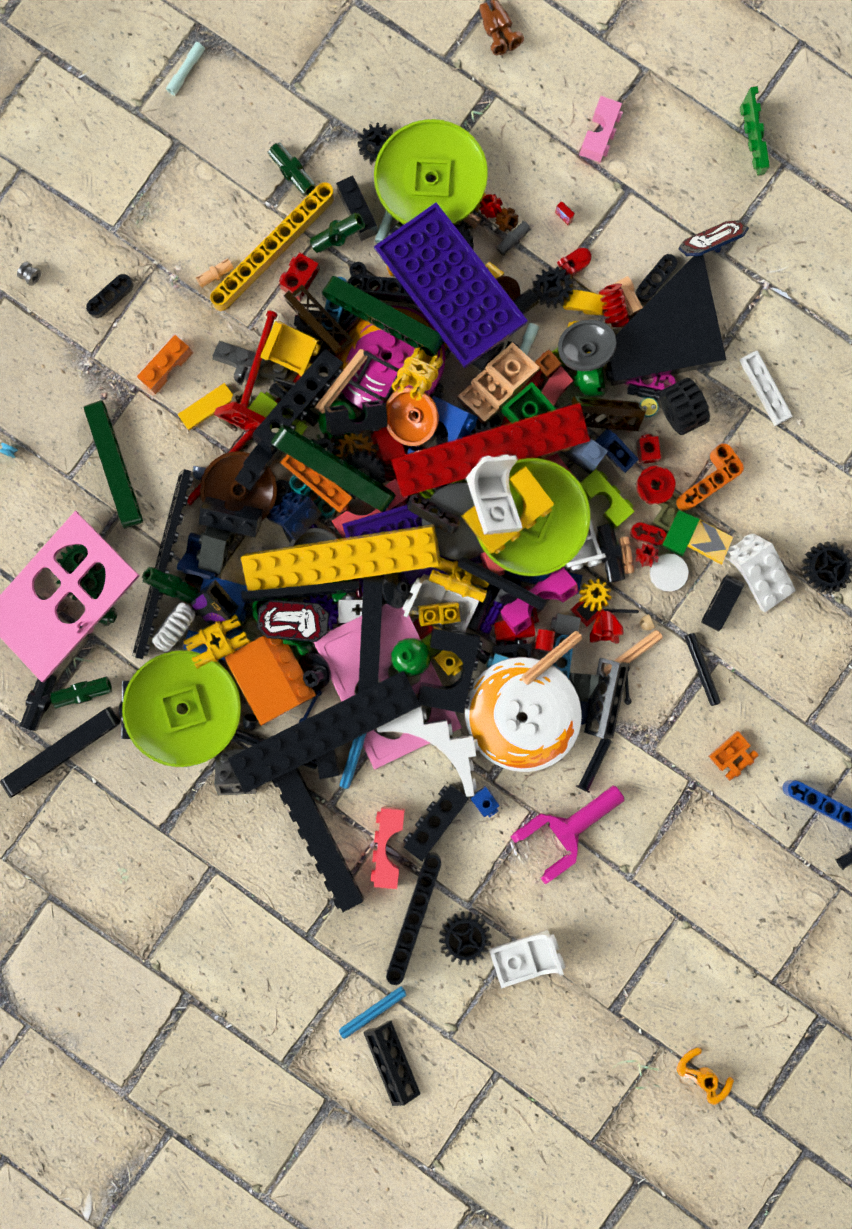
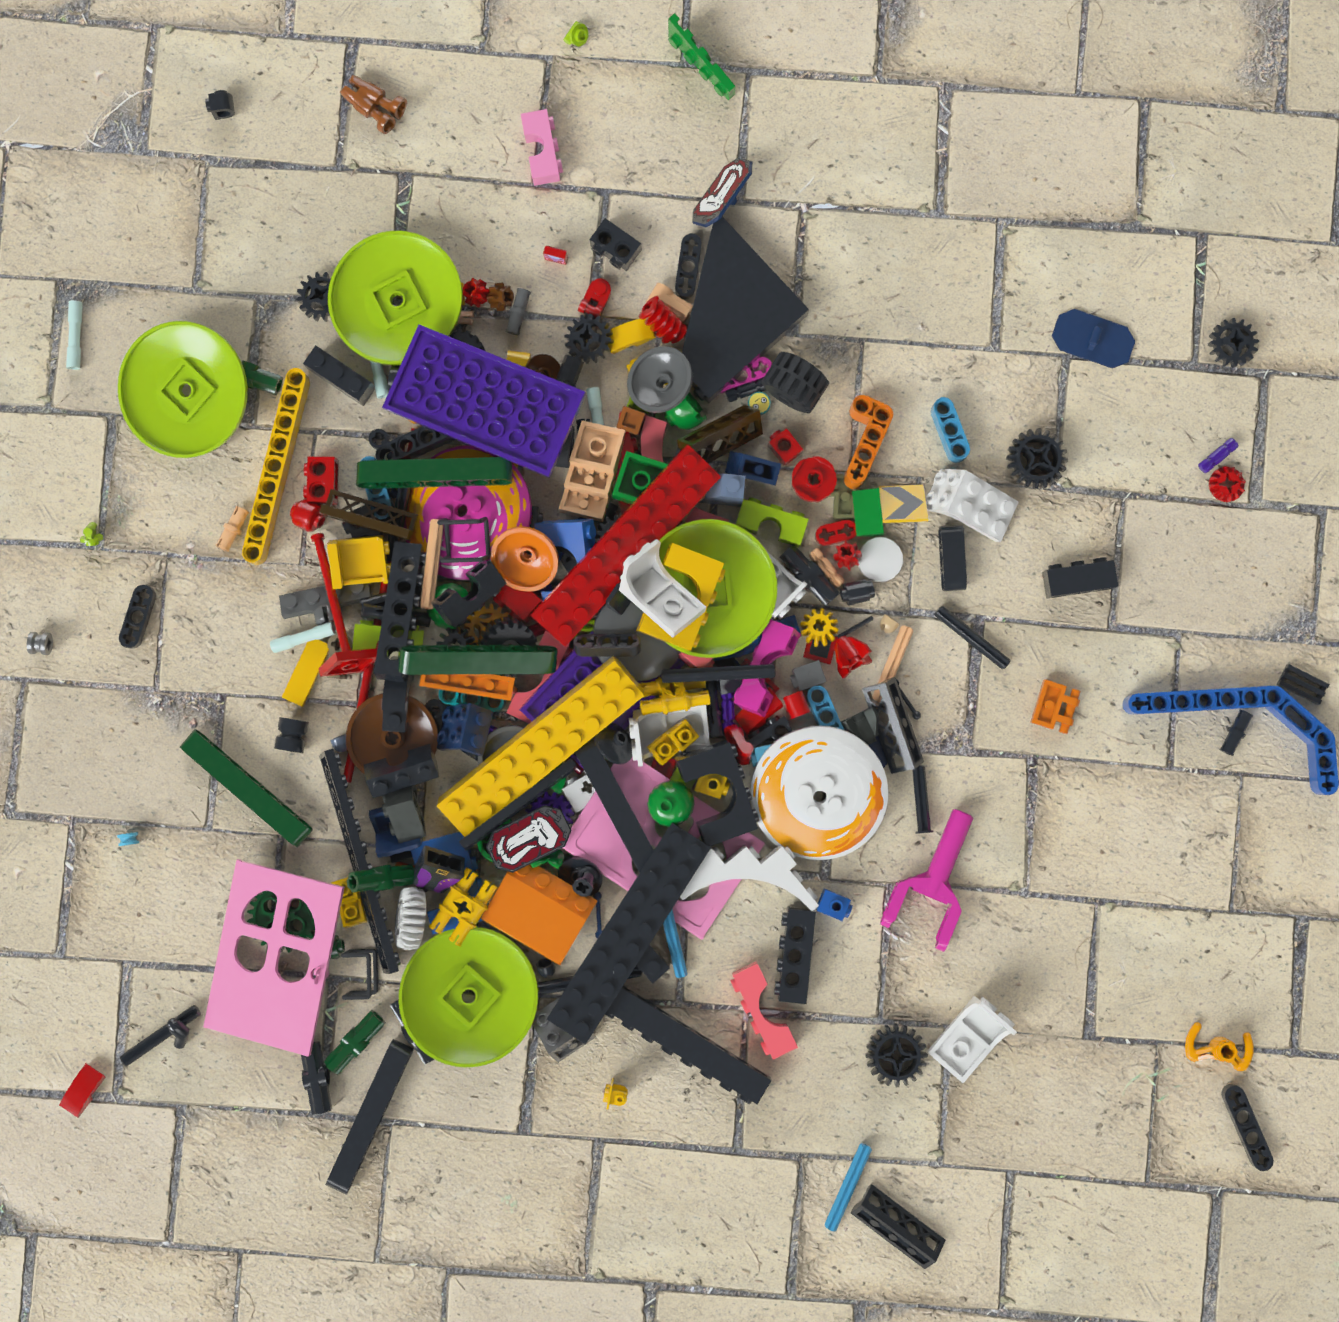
camera: 30 degrees left, 0 degrees up
(107, 661) = (364, 994): none -> black piece
(111, 218) = (90, 536): none -> lime plate
(136, 594) = (351, 907): none -> yellow slope
(168, 445) = (291, 735): none -> black wheel
(172, 354) = (239, 640): orange arch -> none
(218, 137) = (153, 385): none -> lime dish
(229, 382) = (316, 633): none -> light aqua piece
(244, 842) = (615, 1094): none -> yellow hinge
(272, 295) = (307, 515): none -> red head
(337, 233) = (335, 414): dark green piece -> none
(410, 927) = (836, 1077): black beam -> none
(417, 374) = (505, 512): yellow pin -> none
(460, 486) = (617, 601): none -> black slope
(487, 636) = (736, 736): none -> red plate
(551, 657) = (814, 719): light nougat axle -> none
(617, 230) = (619, 241): none -> black brick
(638, 586) = (857, 592): none -> black brick
(675, 64) = (577, 34): none -> lime plate
(693, 1147) = (1245, 1128): none -> black beam
(766, 388) = (866, 313): white tile -> none
(782, 501) = (949, 441): none -> dark azure beam
(807, 673) = (1080, 578): none -> black brick

